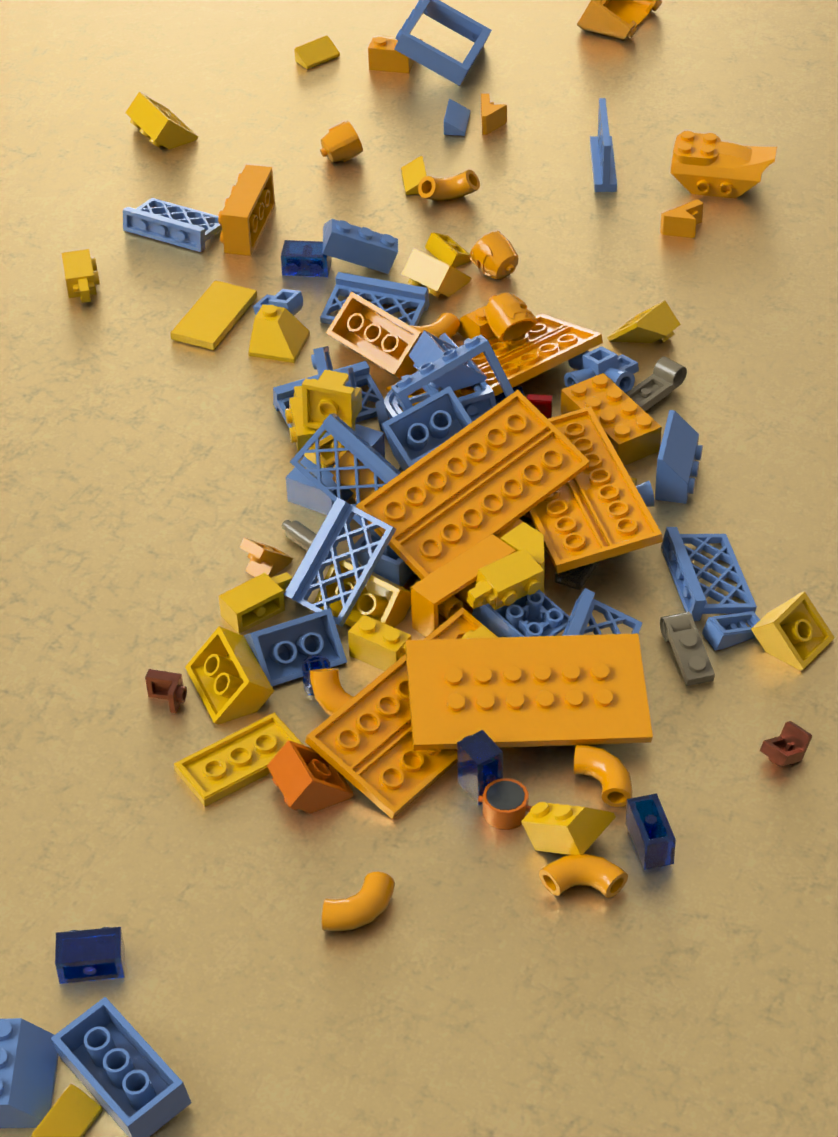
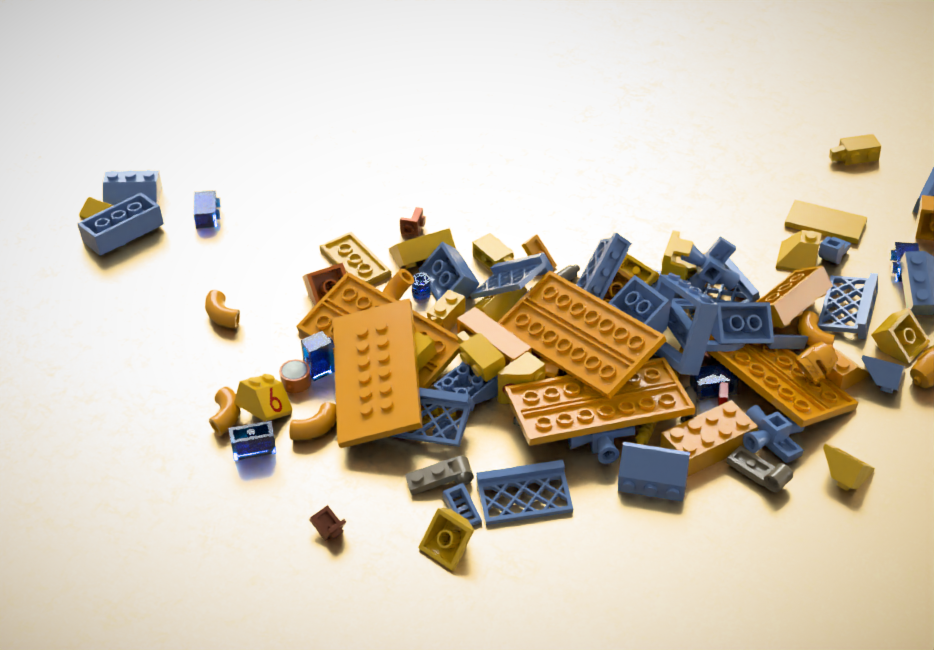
camera: 90 degrees right, 0 degrees up
(502, 280) = (885, 373): none -> medium blue slope

